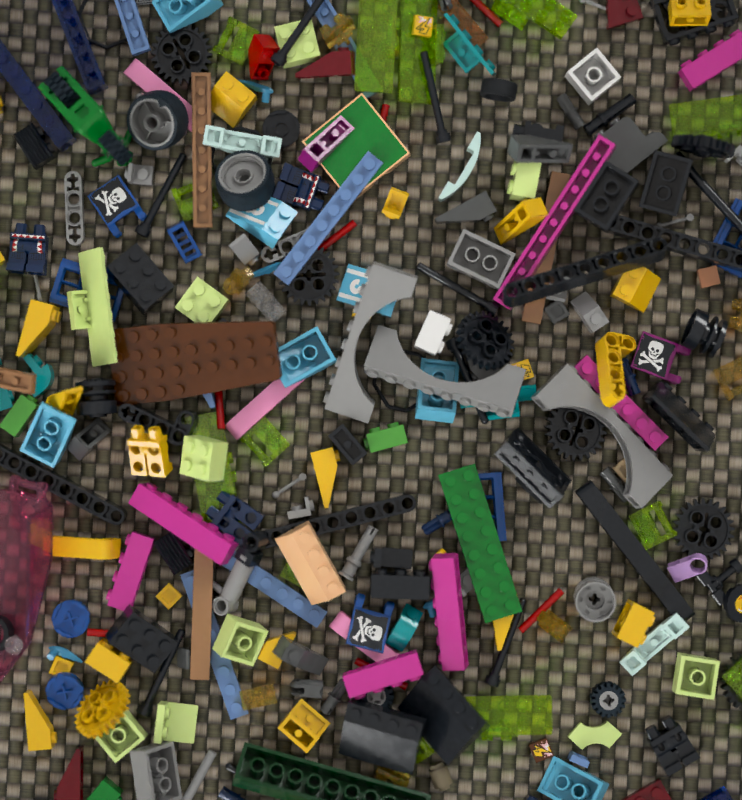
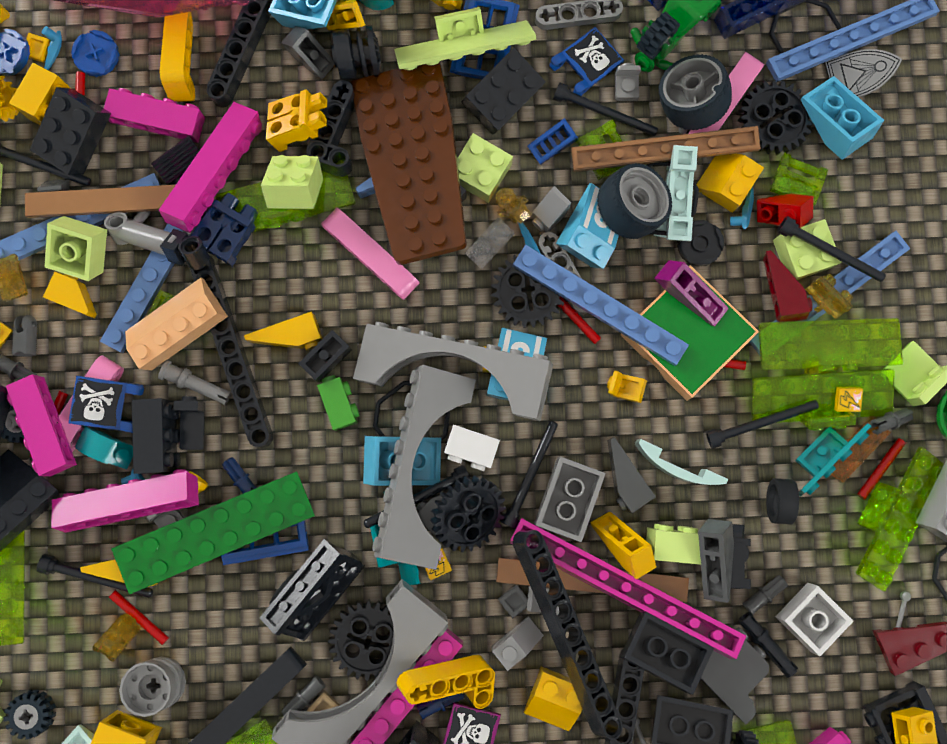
camera: 80 degrees right, 5 degrees down
(168, 595) = (129, 163): yellow tile -> none
(220, 410) = (354, 200): red bar -> none
(270, 438) = (327, 263): clear neon green plate -> none
(275, 494) = (282, 306): light grey hinge -> none
(298, 511) = (239, 306): light grey bracket -> none
(300, 656) = (59, 320): dark grey slope -> none
(304, 357) = (427, 292): medium azure slope -> none
(306, 191) = (635, 279): dark blue hips -> none

